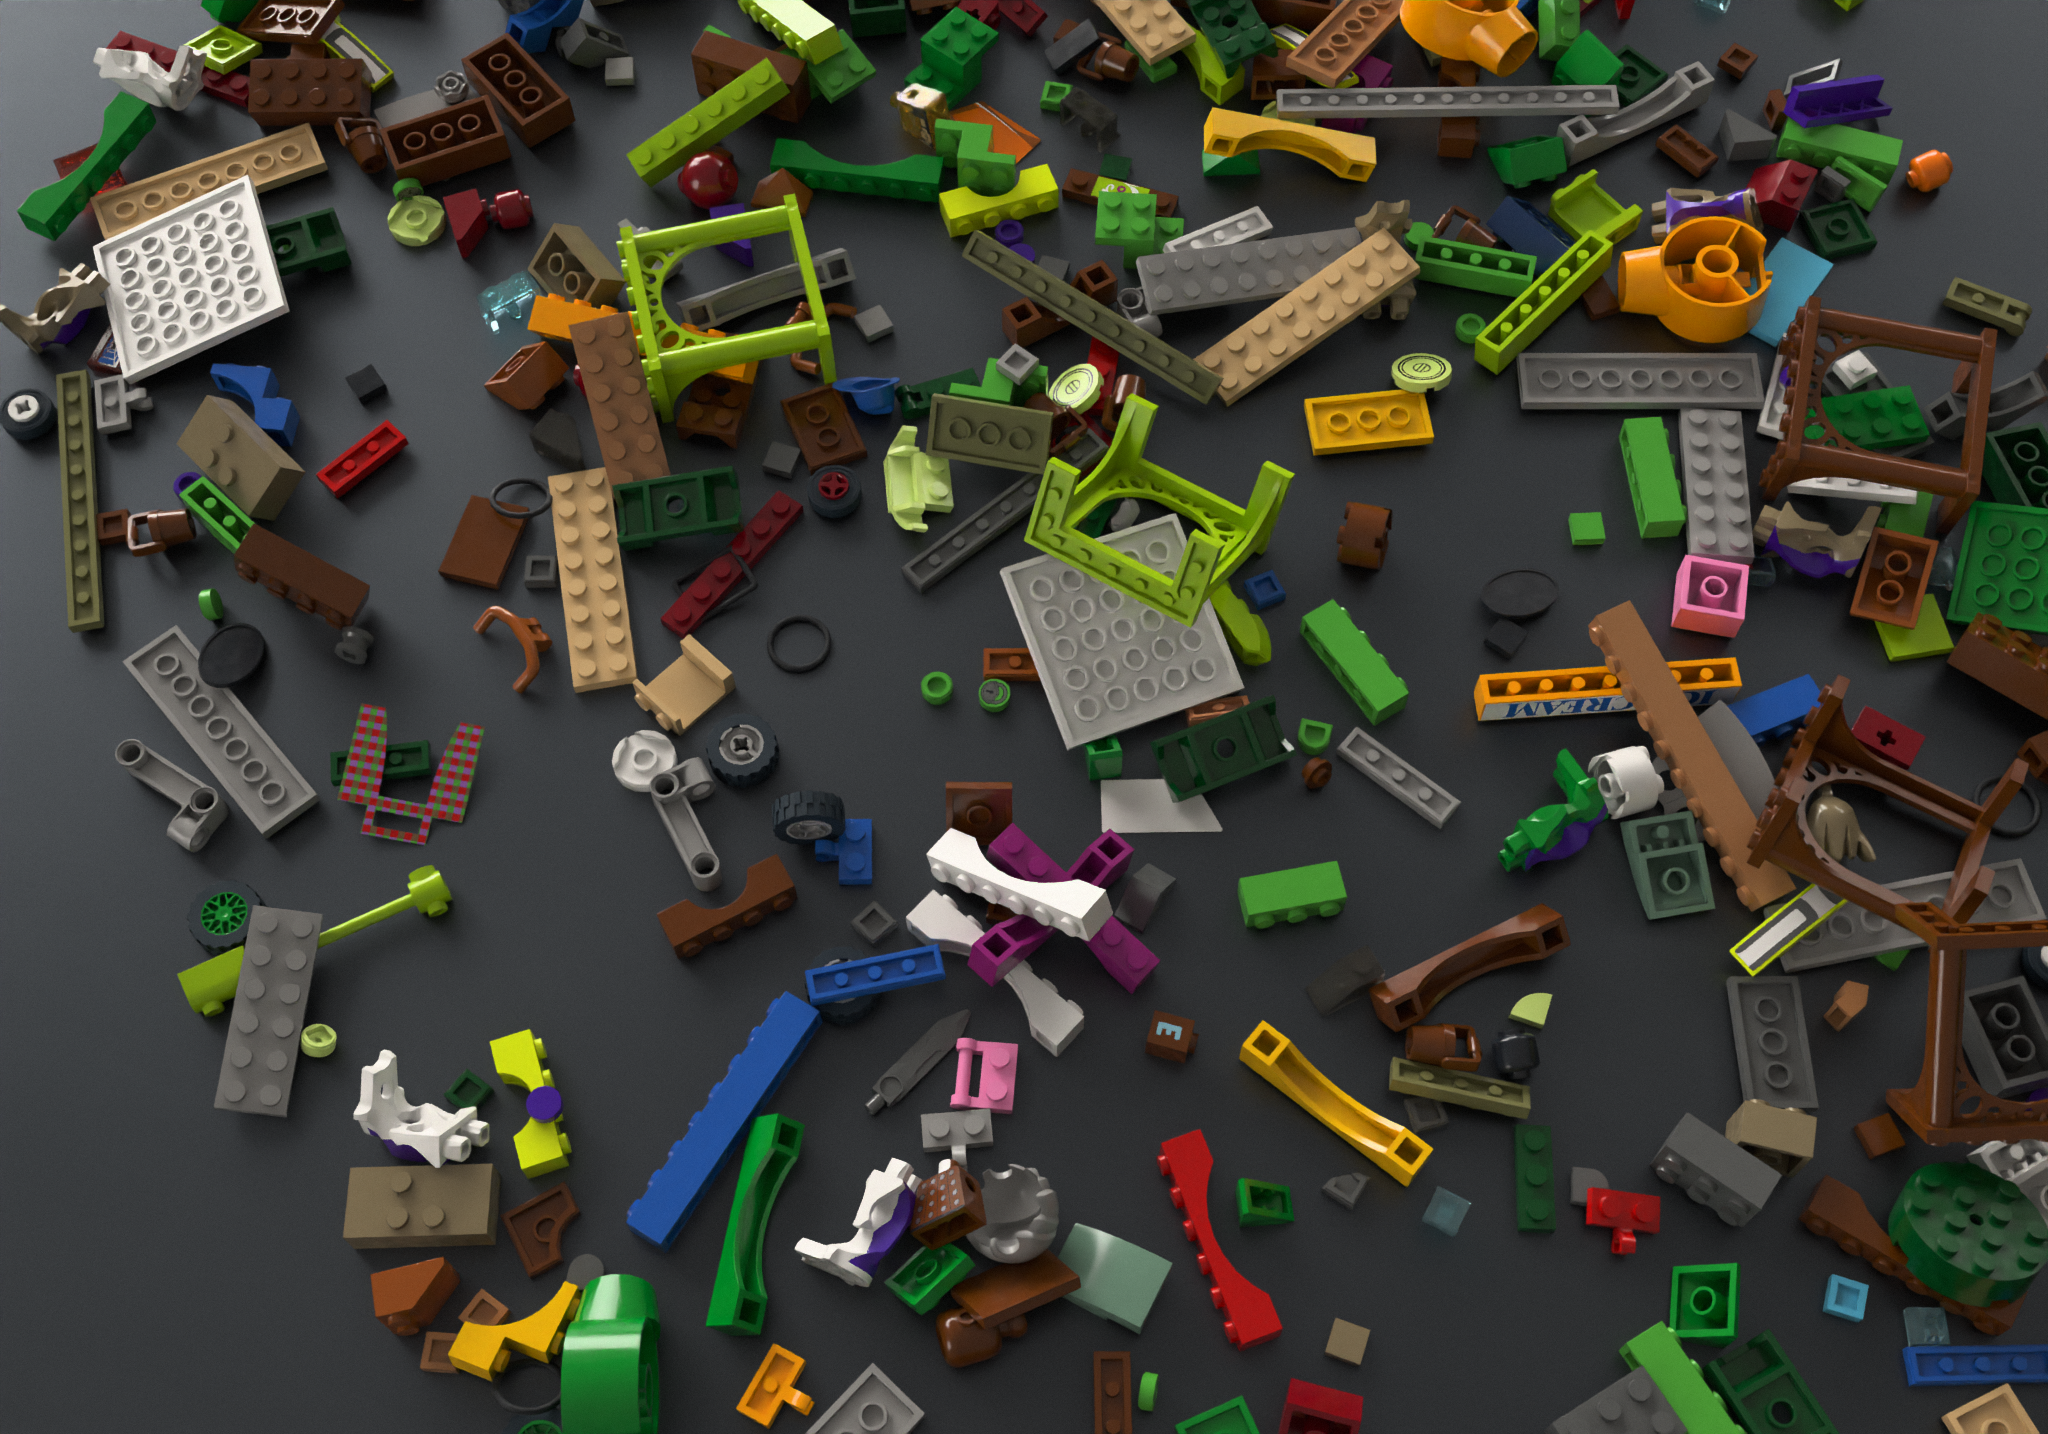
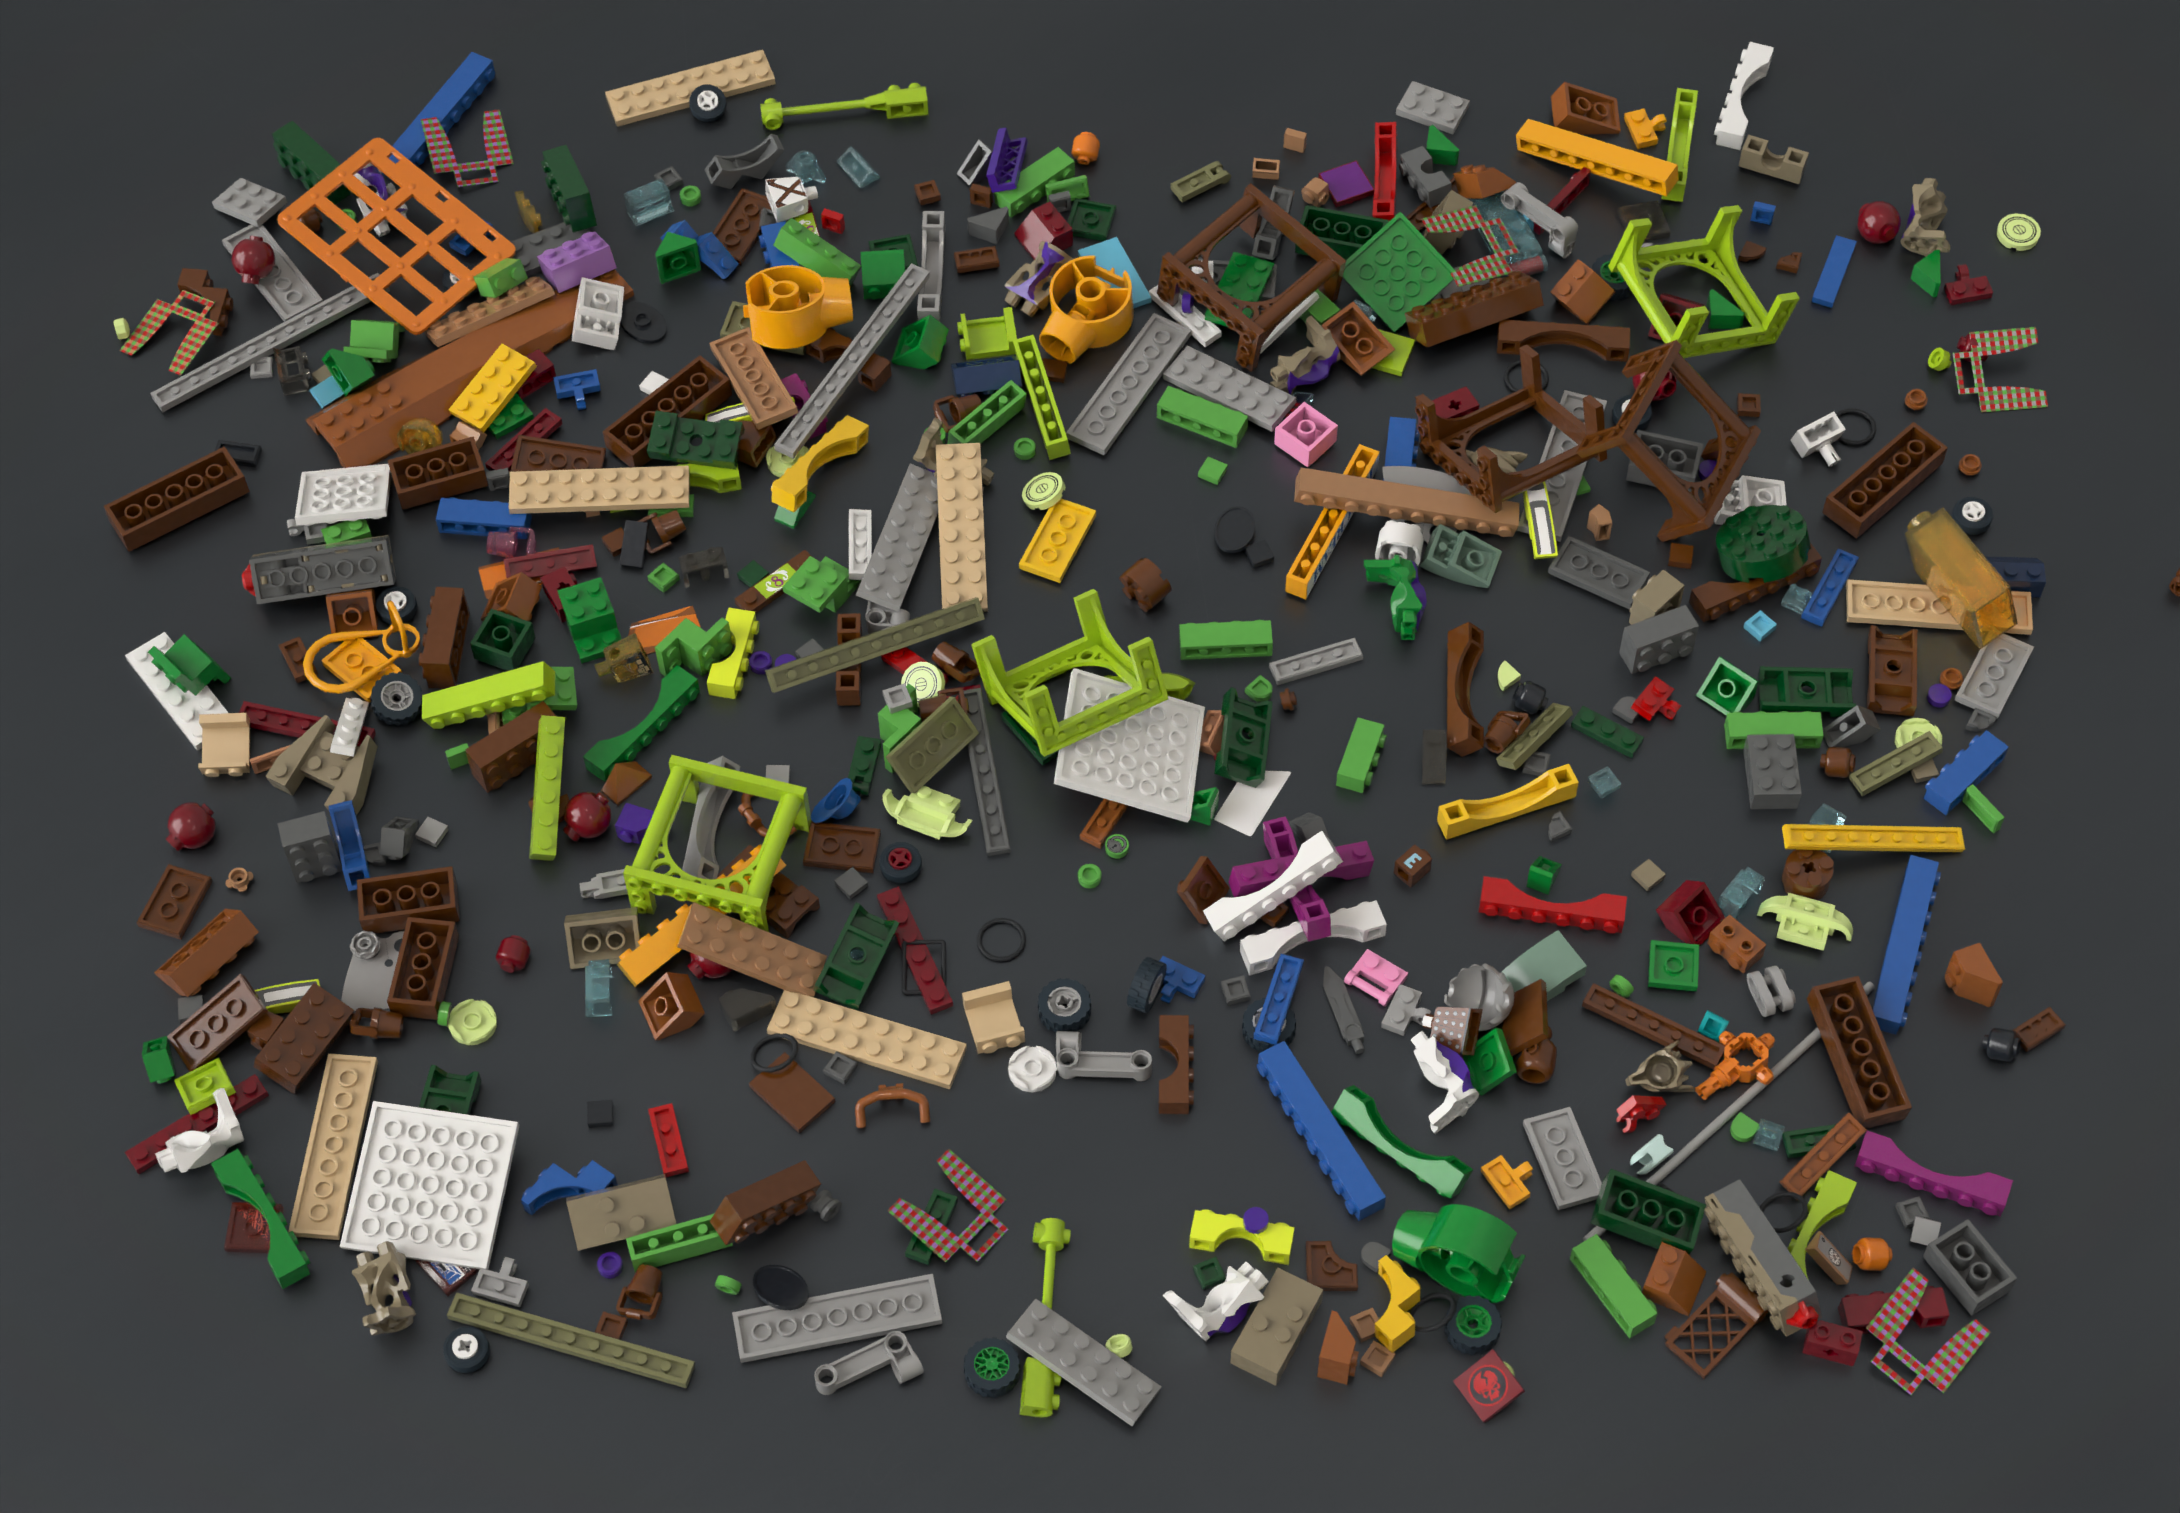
camera: 60 degrees left, 5 degrees down
(467, 219) = (501, 987): dark red slope -> none

